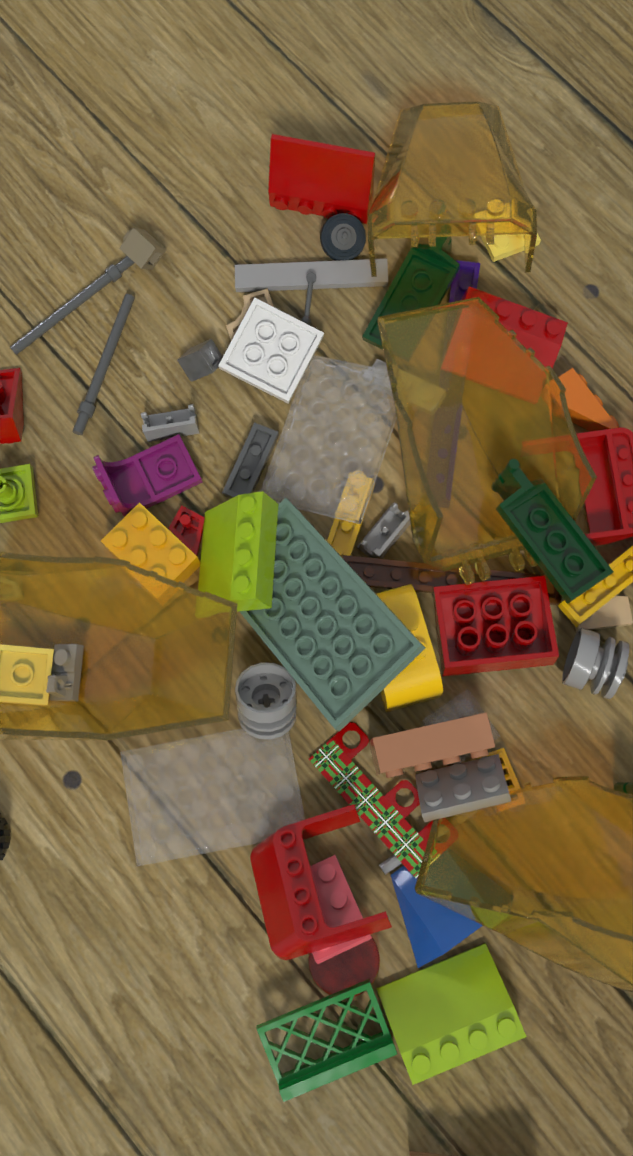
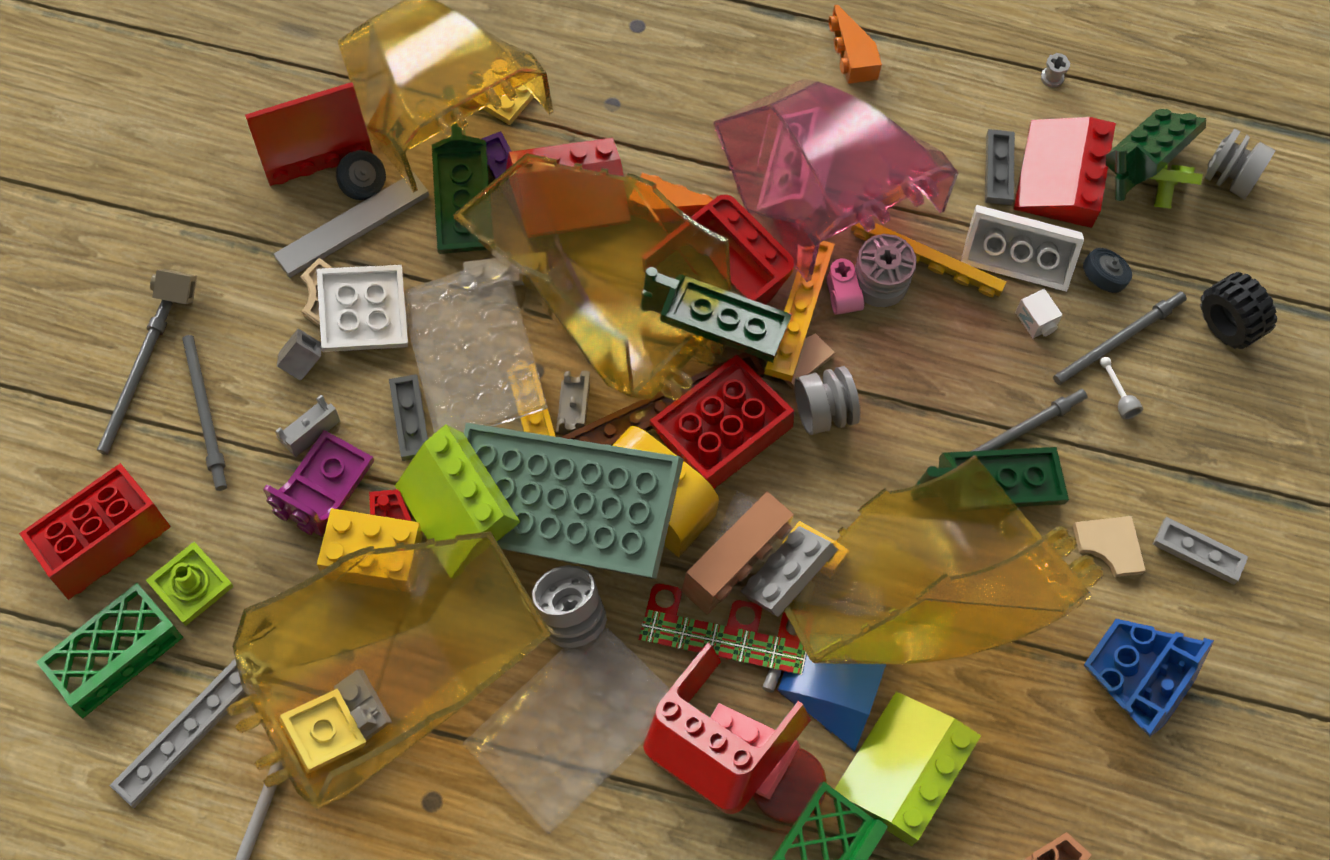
camera: 45 degrees left, 10 degrees down
(311, 278) = (355, 226): dark grey hinge -> none

